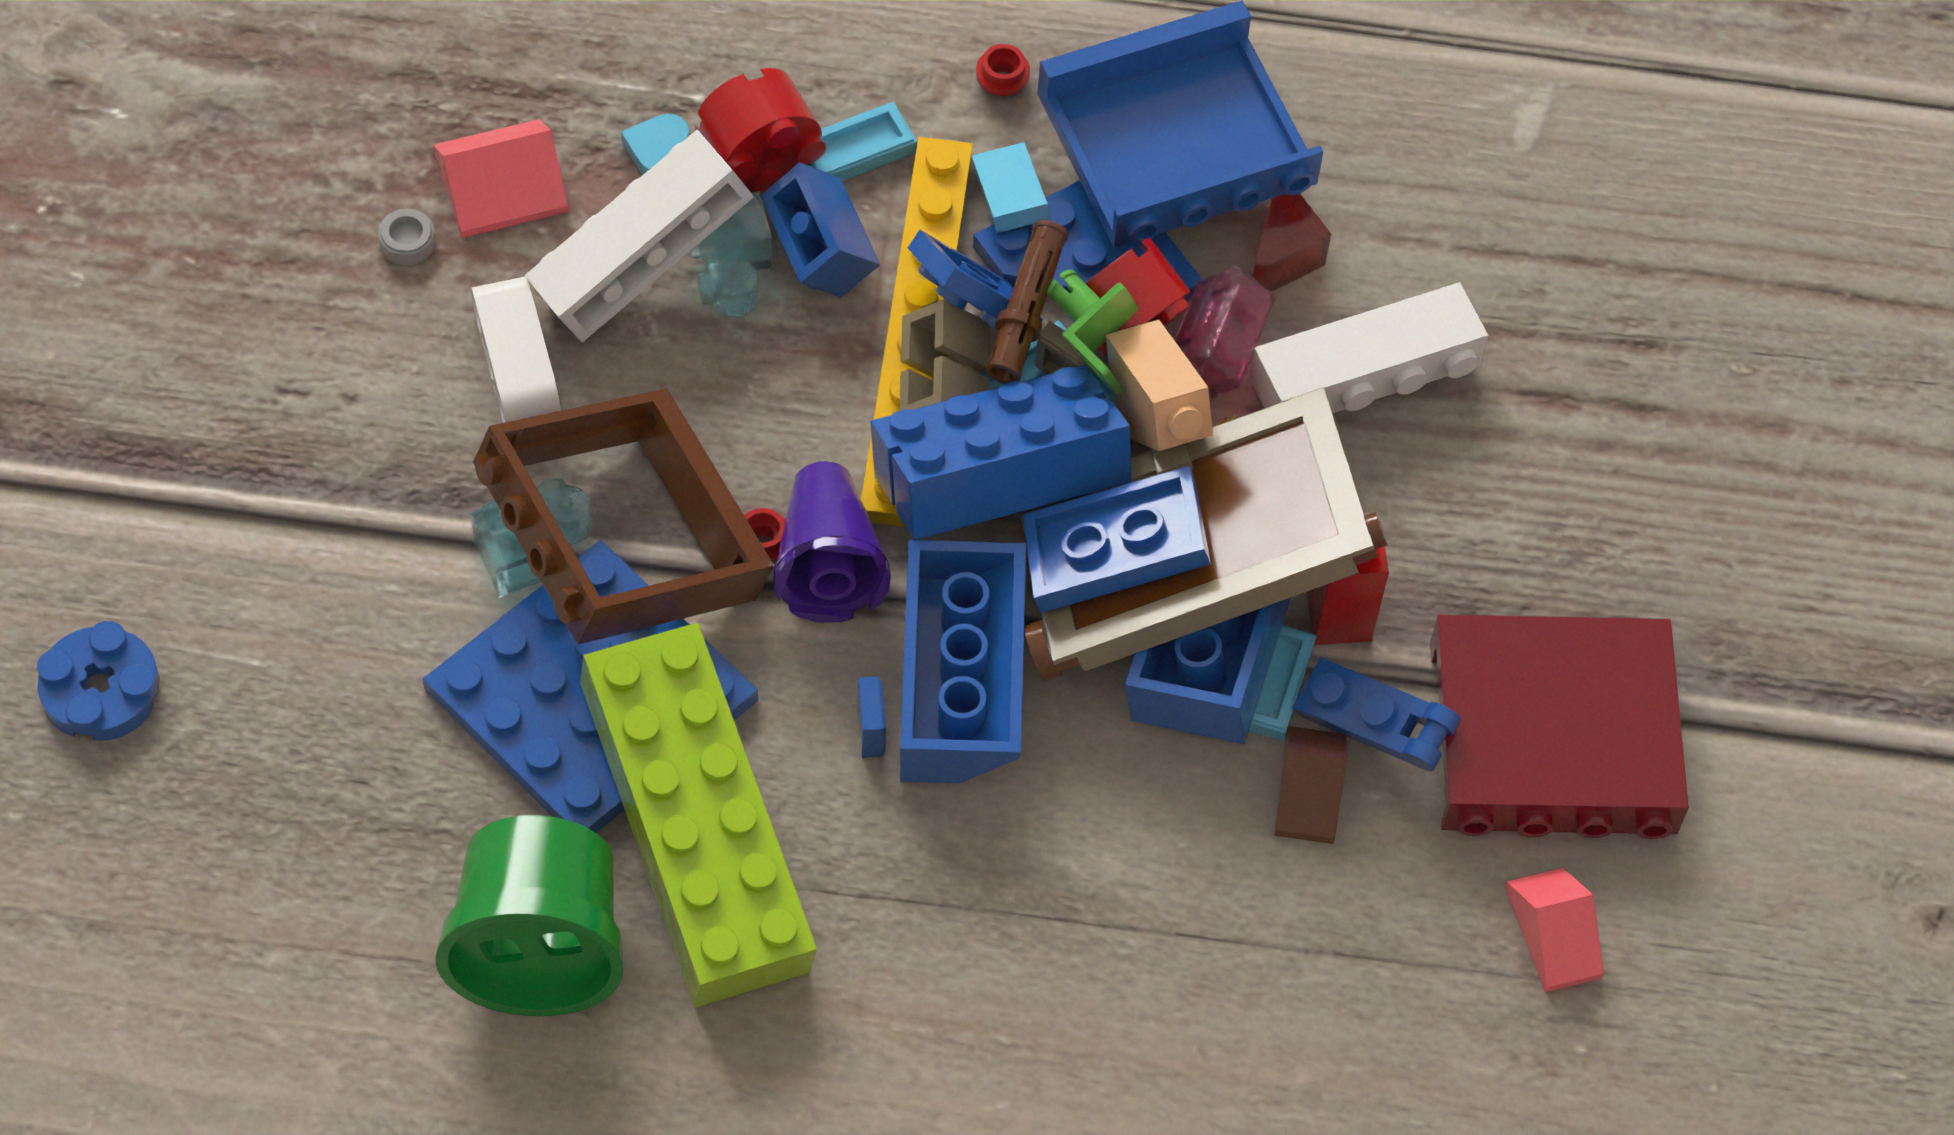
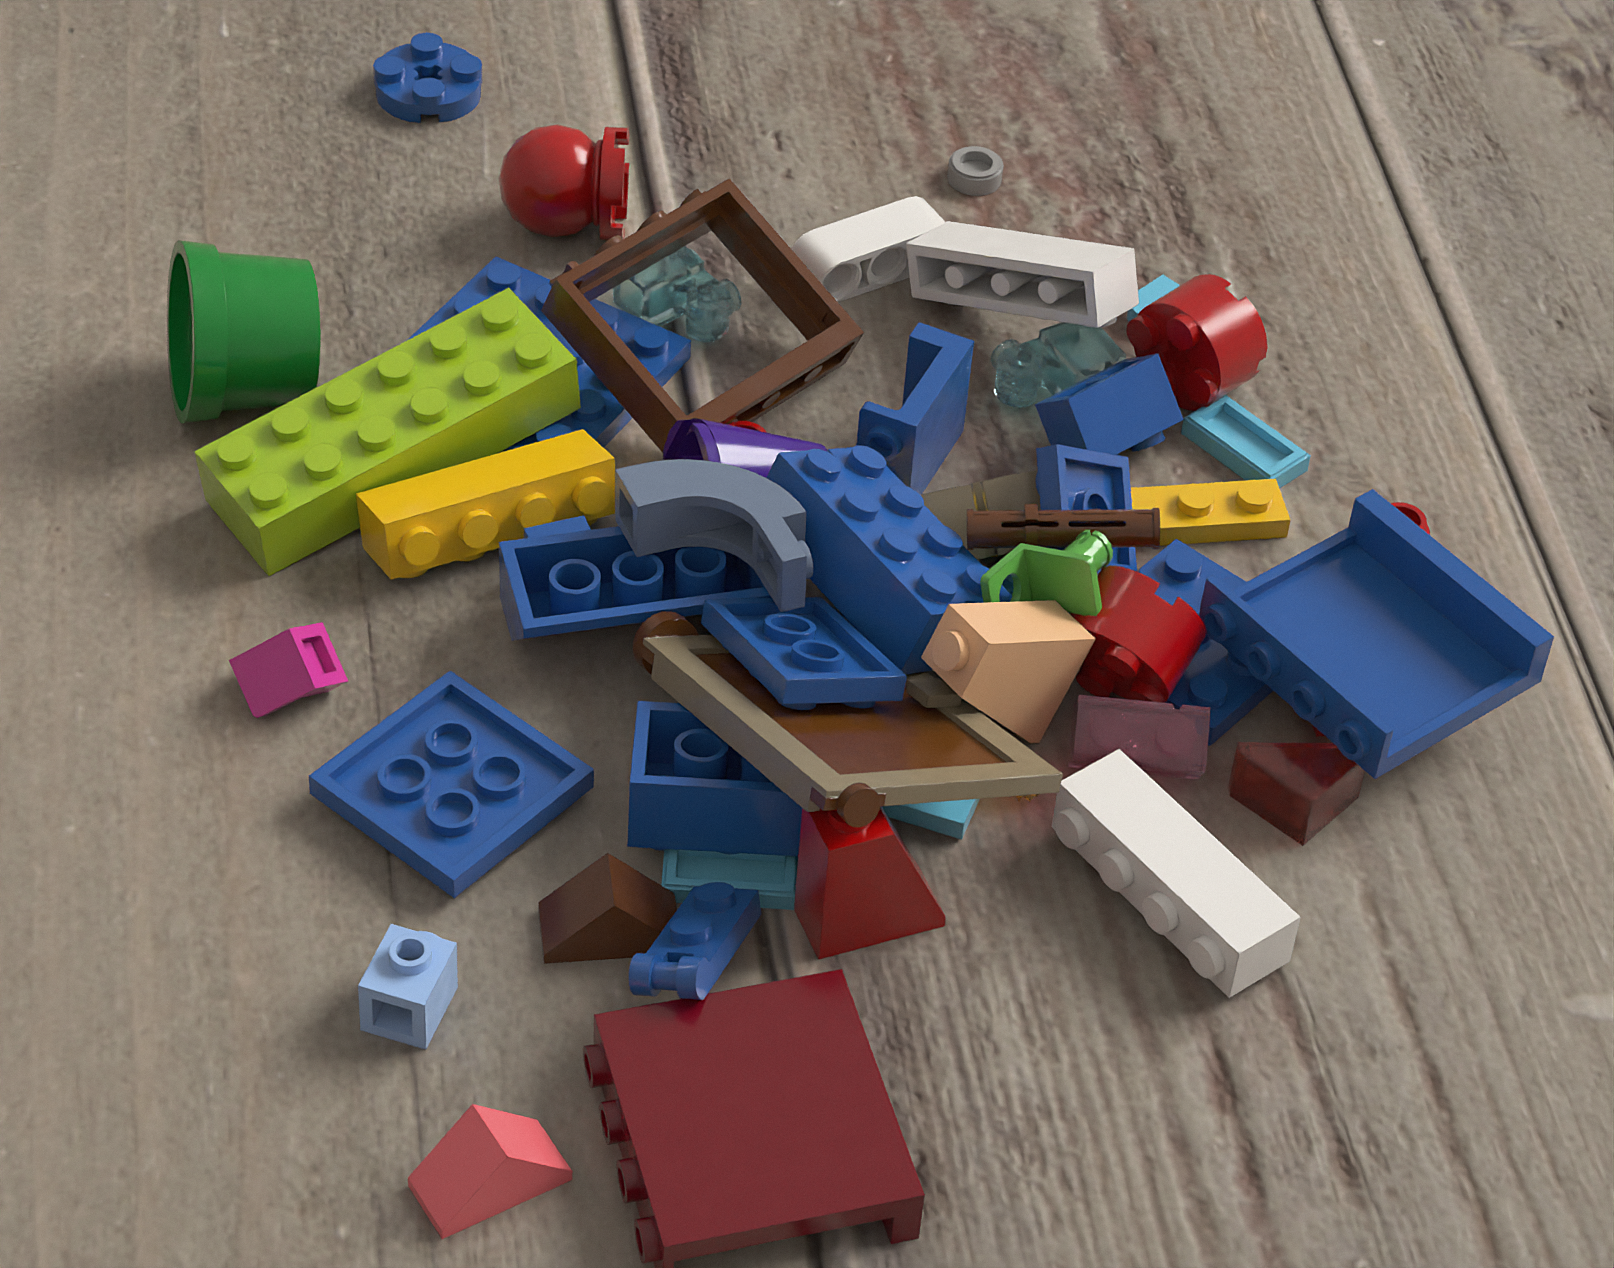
camera: 75 degrees right, 15 degrees down
(363, 576) = (563, 181): none -> red tile
(502, 177) = (1069, 202): coral slope -> none
(803, 757) = (483, 502): none -> yellow brick
(808, 369) = (932, 408): none -> blue panel
(946, 543) = (719, 508): none -> sand blue arch
(966, 969) = (288, 668): none -> dark pink panel
(1010, 187) = (1238, 547): medium azure tile -> none
(1132, 865) = (451, 783): none -> blue plate
(1362, 941) = (408, 986): none -> light blue brick

